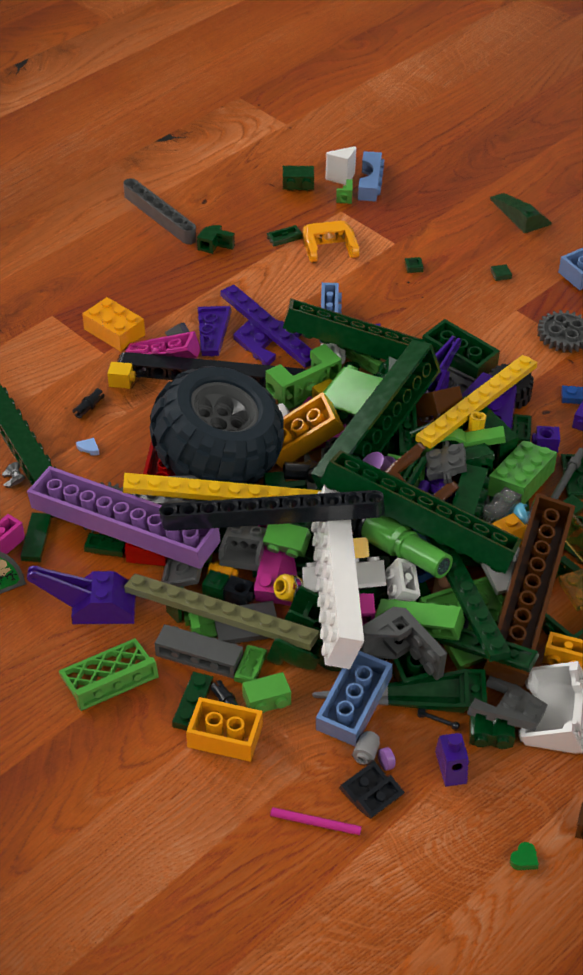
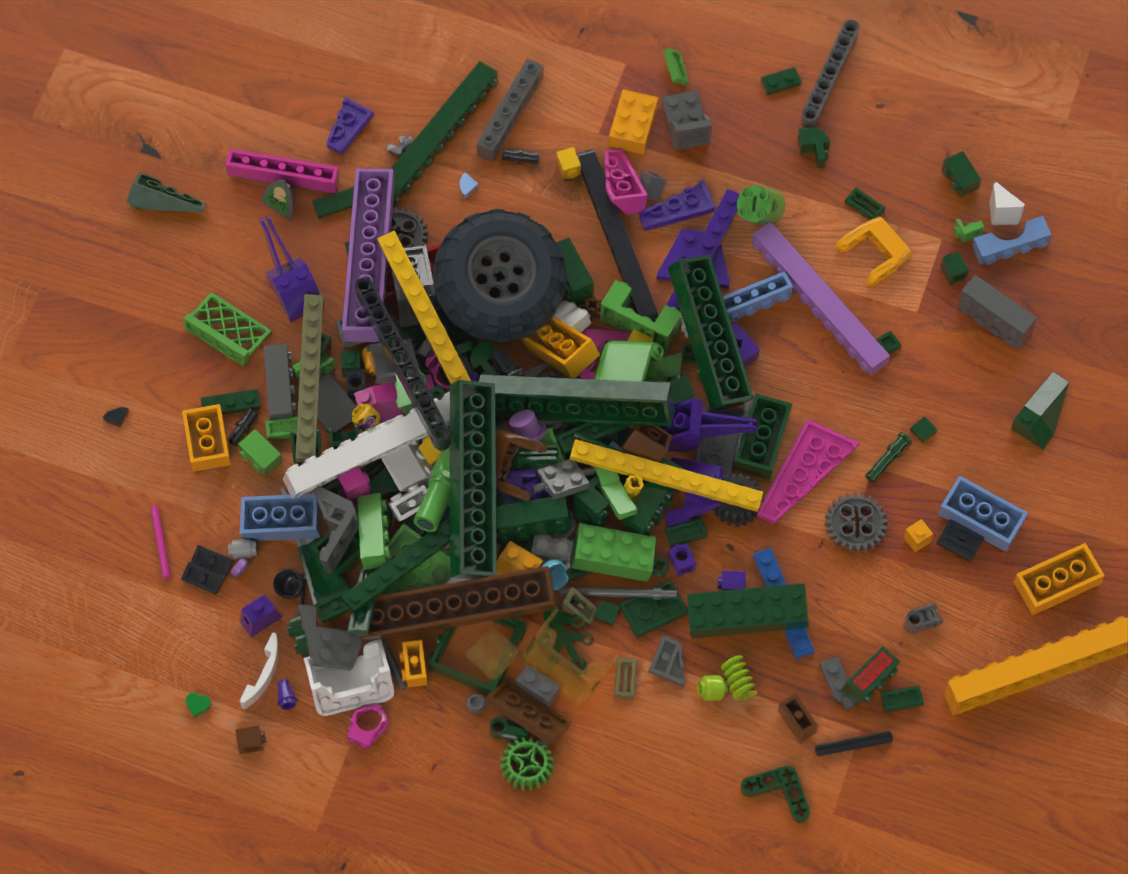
camera: 65 degrees right, 20 degrees up
(40, 391) = (510, 110): none -> dark grey brick
(82, 286) = (676, 66): none -> bright green plate
(141, 239) = (780, 81): none -> dark green plate
(143, 806) = (116, 416): none -> black tile
(144, 299) = (686, 120): none -> dark grey bracket
(252, 274) = (760, 204): none -> bright green cylinder
(353, 281) = (821, 299): none -> medium lavender brick
(373, 209) = (954, 268): none -> dark green brick
(429, 197) = (996, 312): none -> dark grey brick
(429, 721) = (288, 583): none -> black hair
(492, 329) = (808, 463): none -> dark pink wing
(497, 764) = (253, 693): none -> white slope
(512, 291) = (893, 451): none -> dark green pin
(551, 773) = (286, 696): none -> dark purple cone

